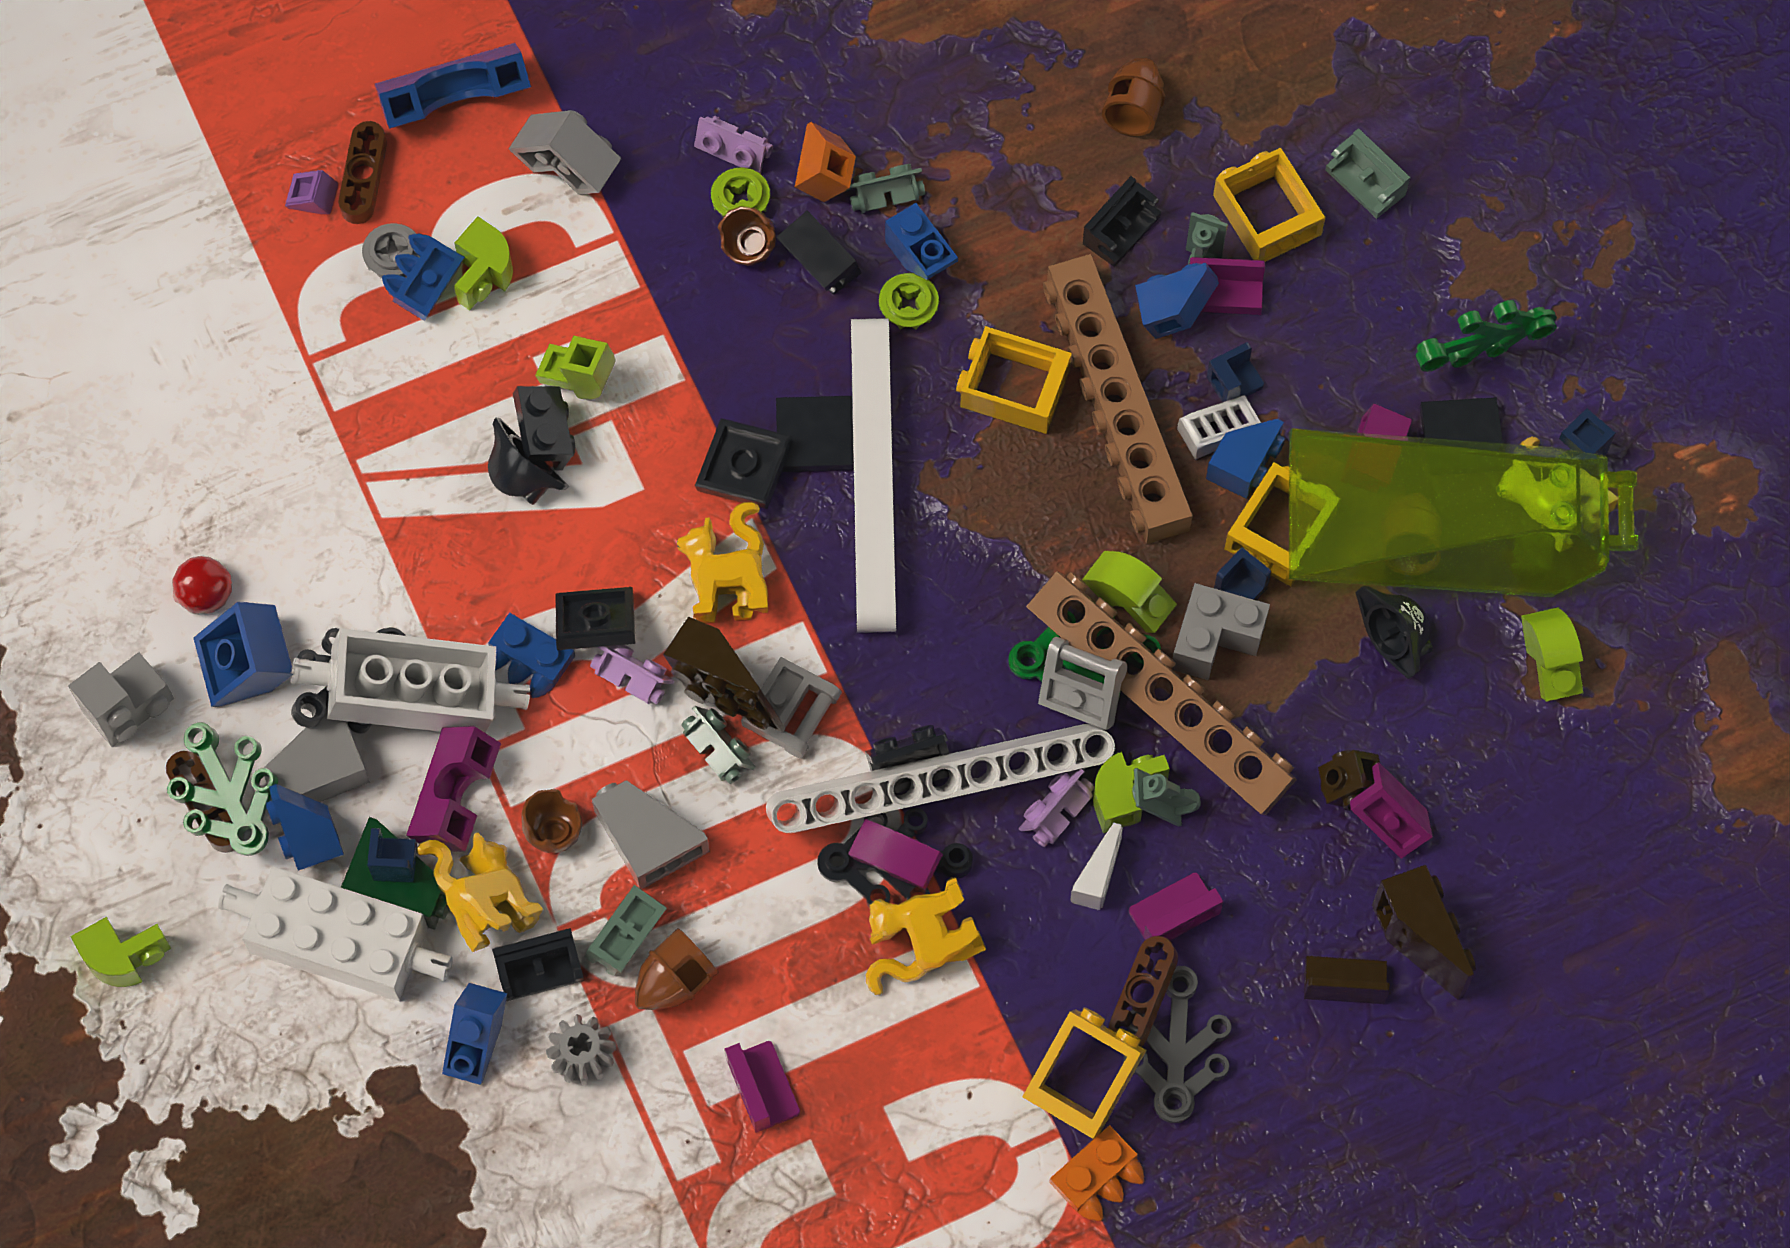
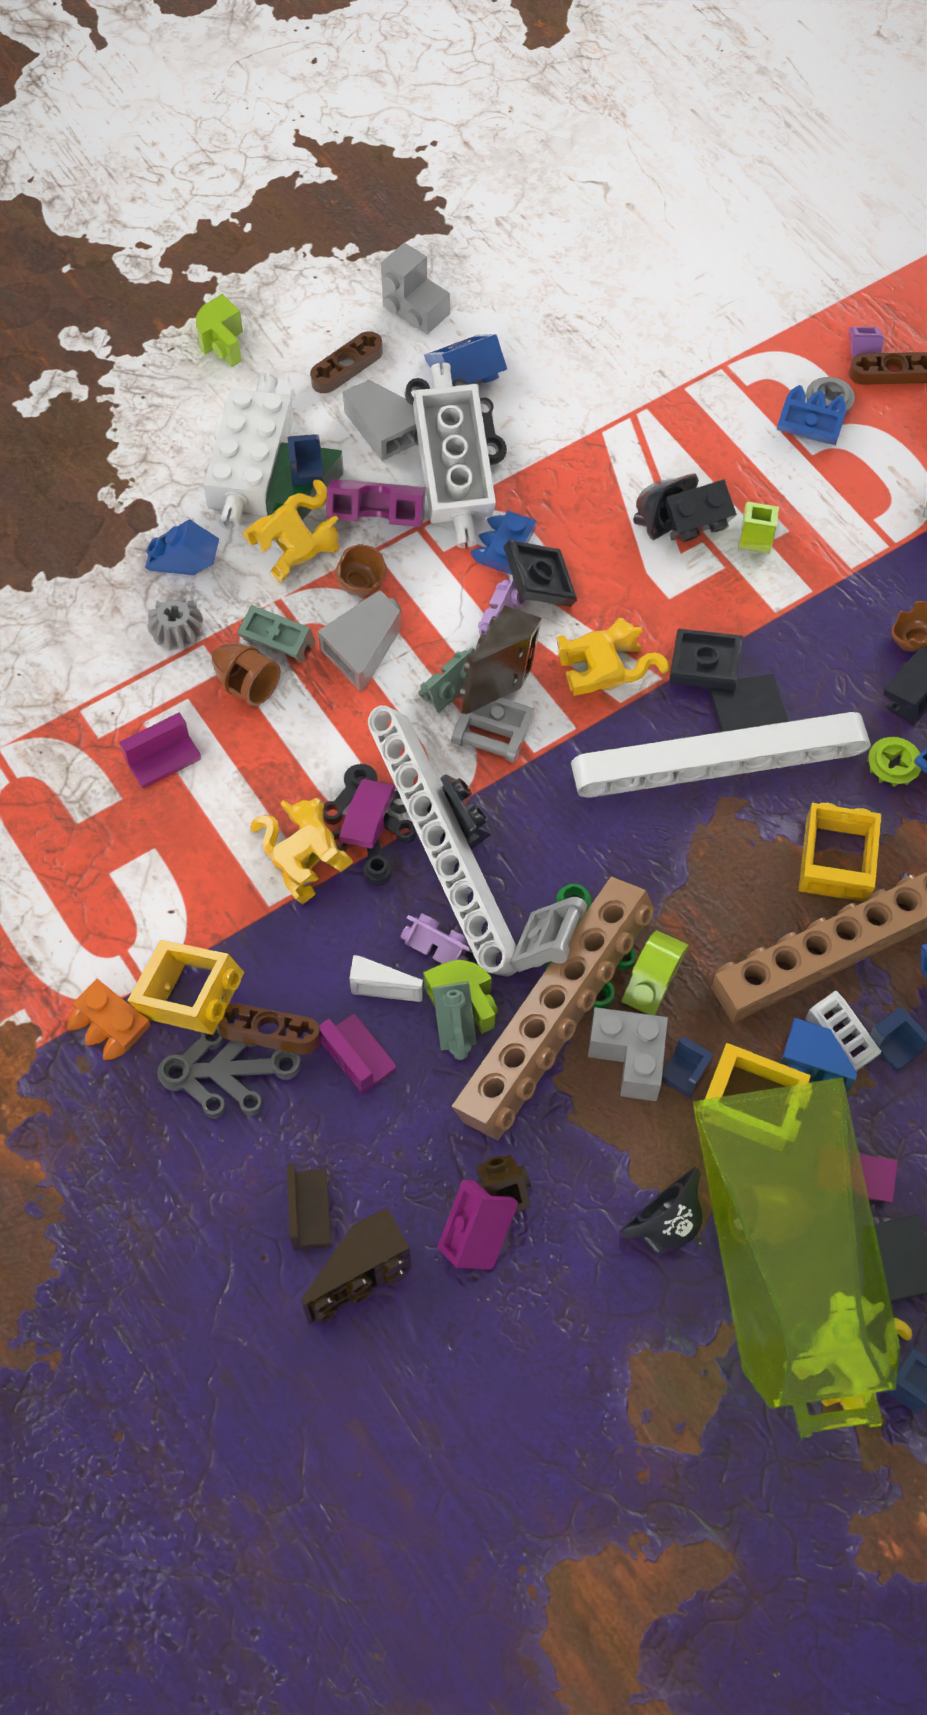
camera: 80 degrees right, 5 degrees down
(201, 585) = (518, 328): red hair -> none
(227, 793) = (320, 380): plant -> none
(306, 825) = (329, 411): blue slope -> none
(488, 262) = (836, 458): lime brick -> none
(538, 964) = (242, 582): black hinge -> none
(1557, 652) = (674, 1368): lime brick -> none

